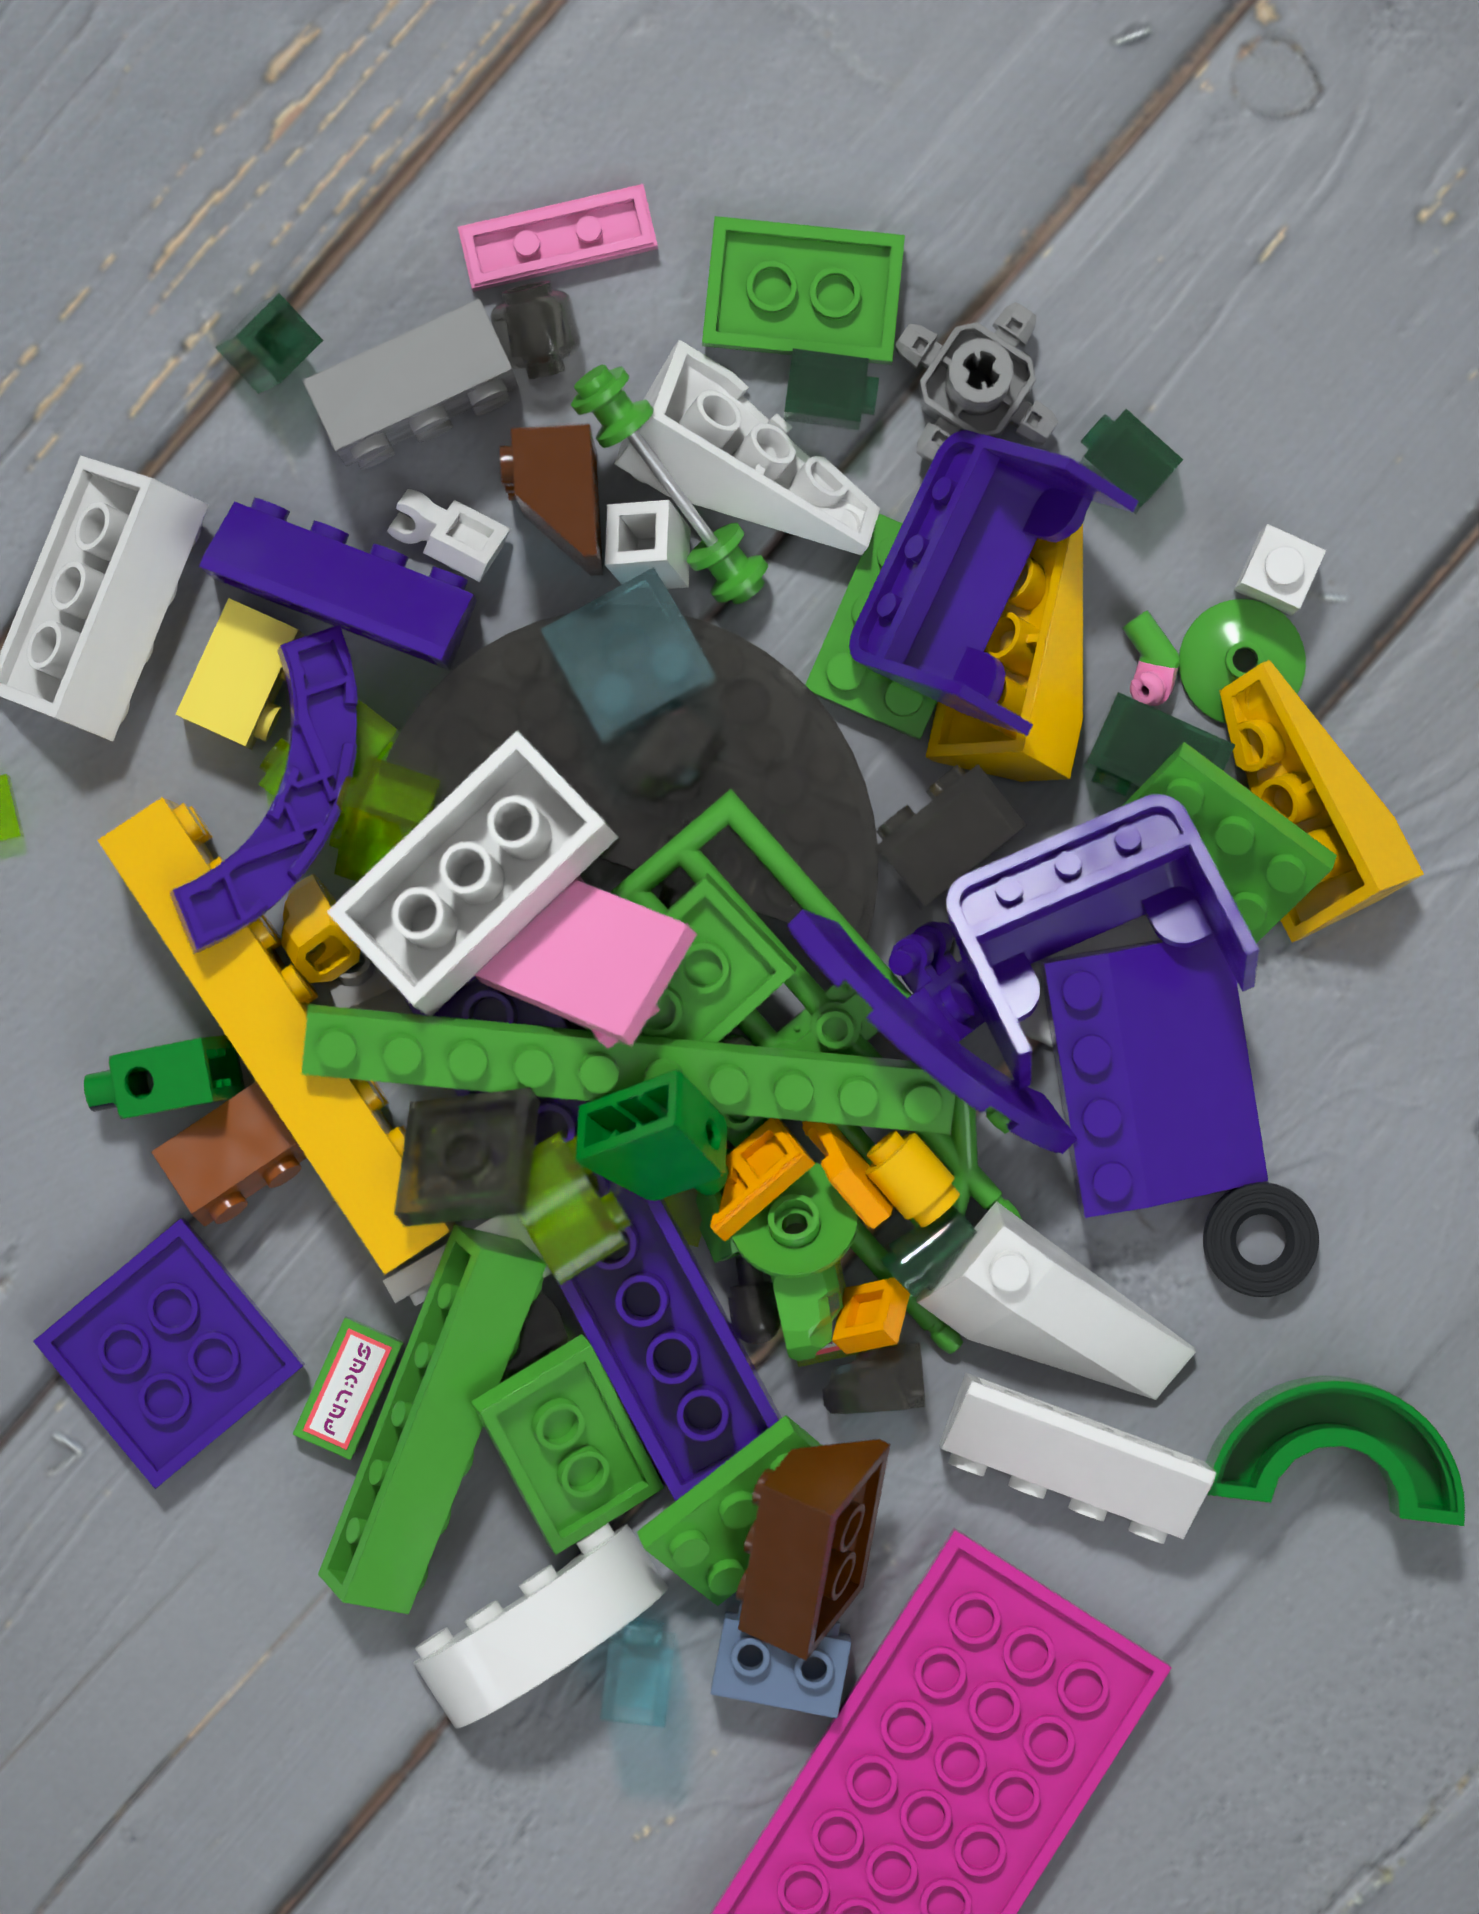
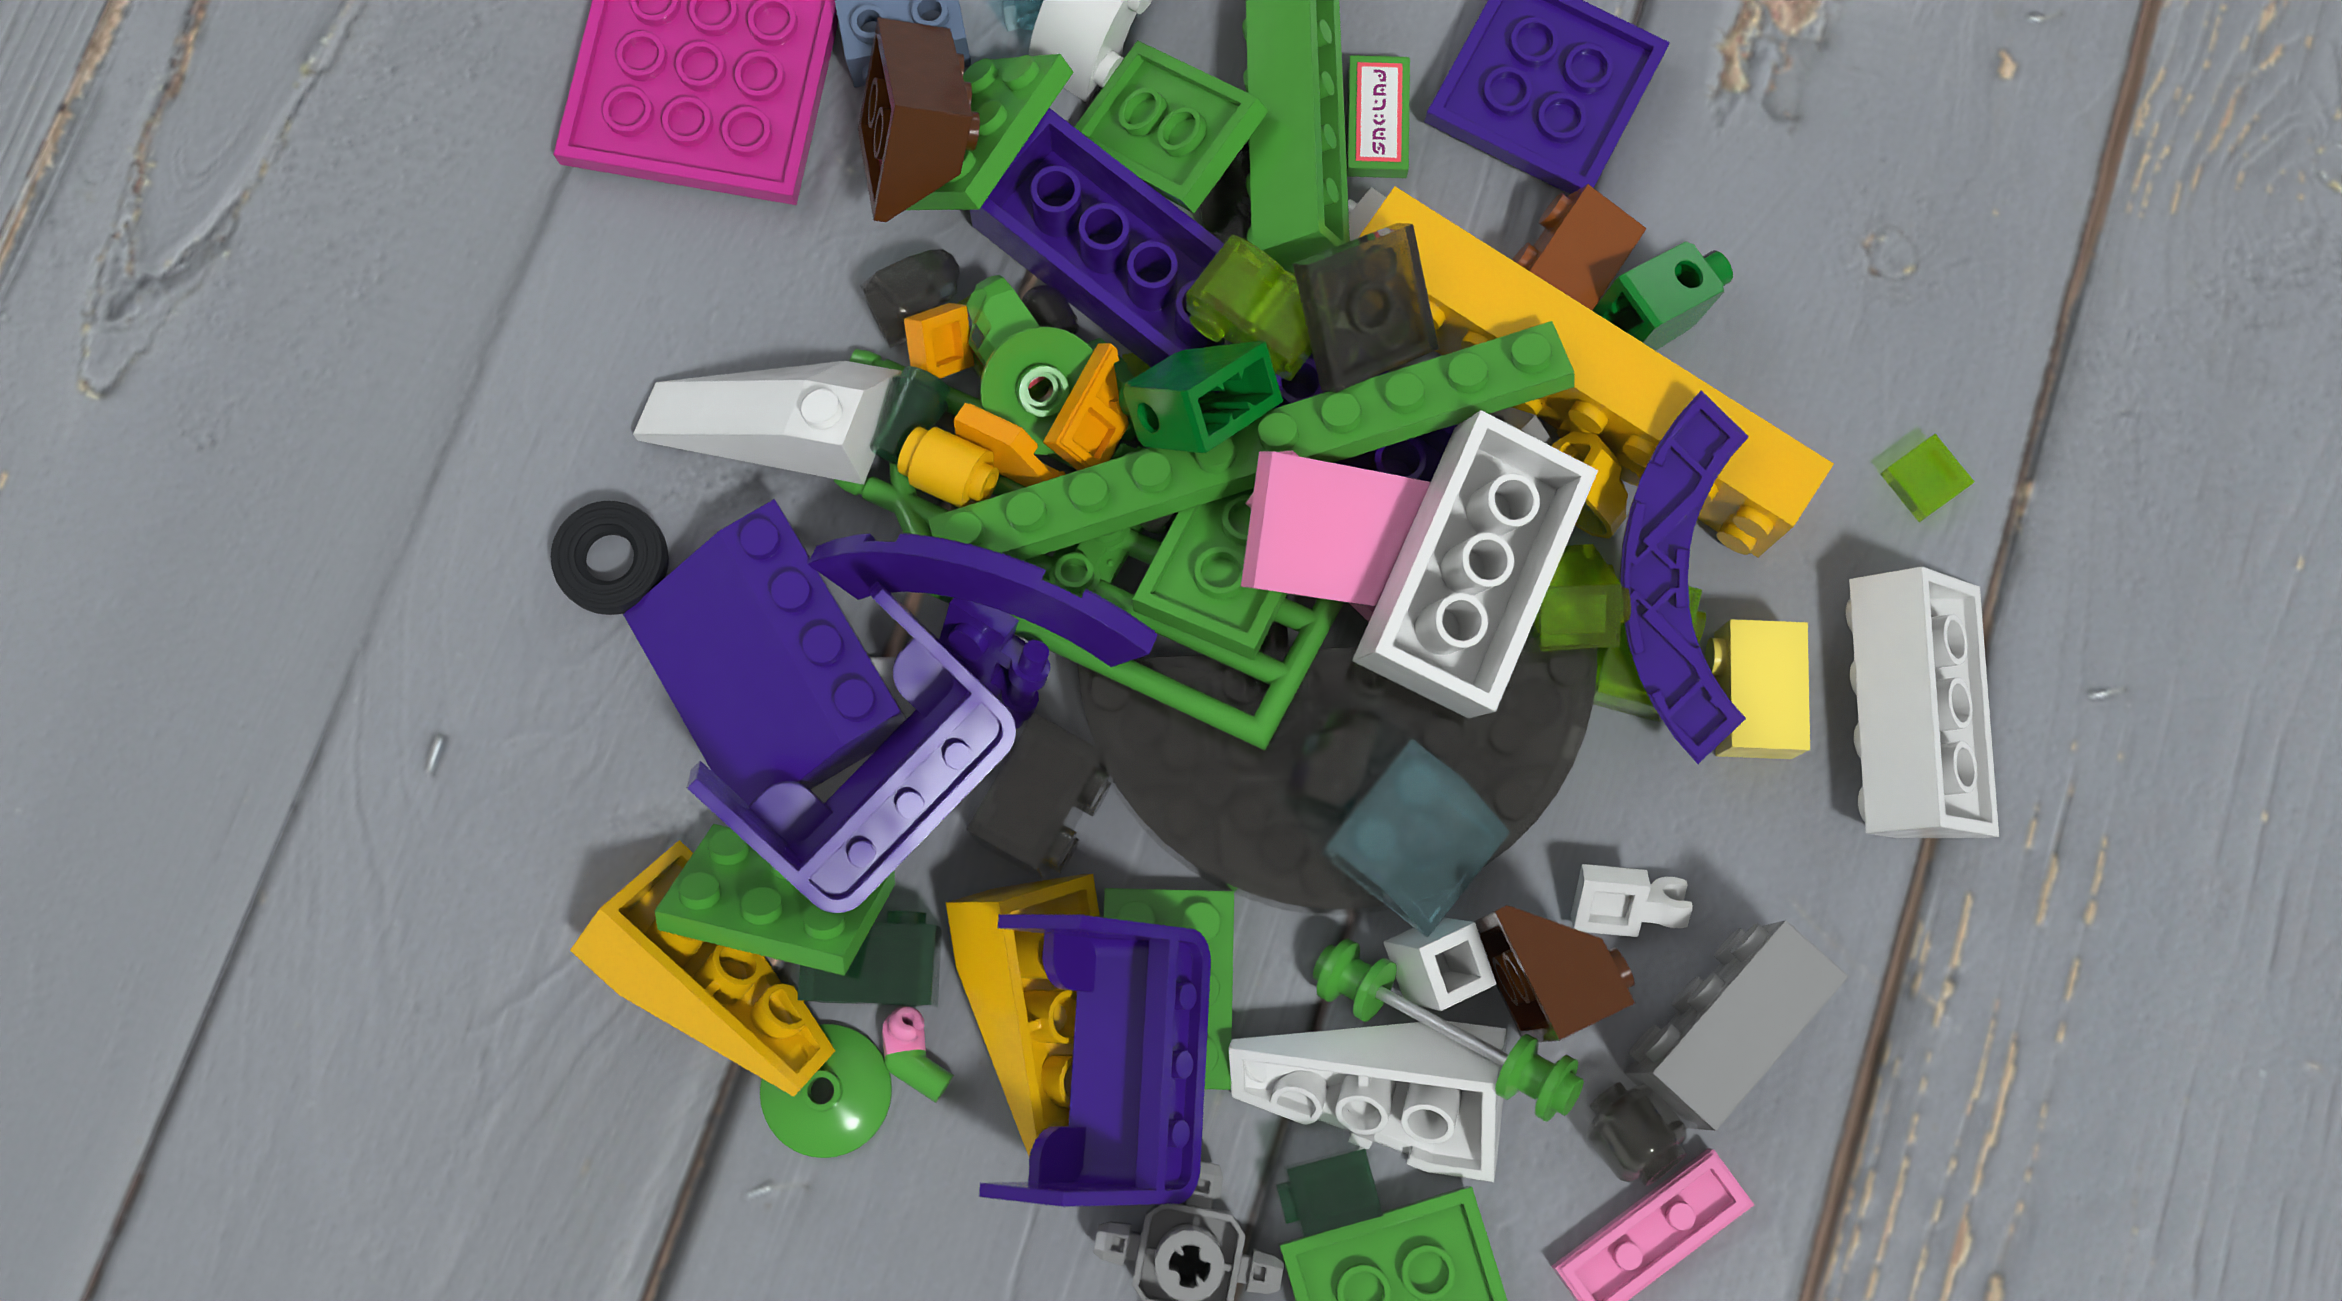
camera: 150 degrees right, 10 degrees down
(269, 343) = (1884, 1010): clear green brick -> none
(339, 583) = (1713, 807): dark purple slope -> none
(1075, 1457) = (705, 298): white slope -> none
(1129, 456) = (1009, 1244): clear green brick -> none
(1279, 570) = (818, 1194): white brick -> none
(1338, 1412) = (483, 420): green brick -> none

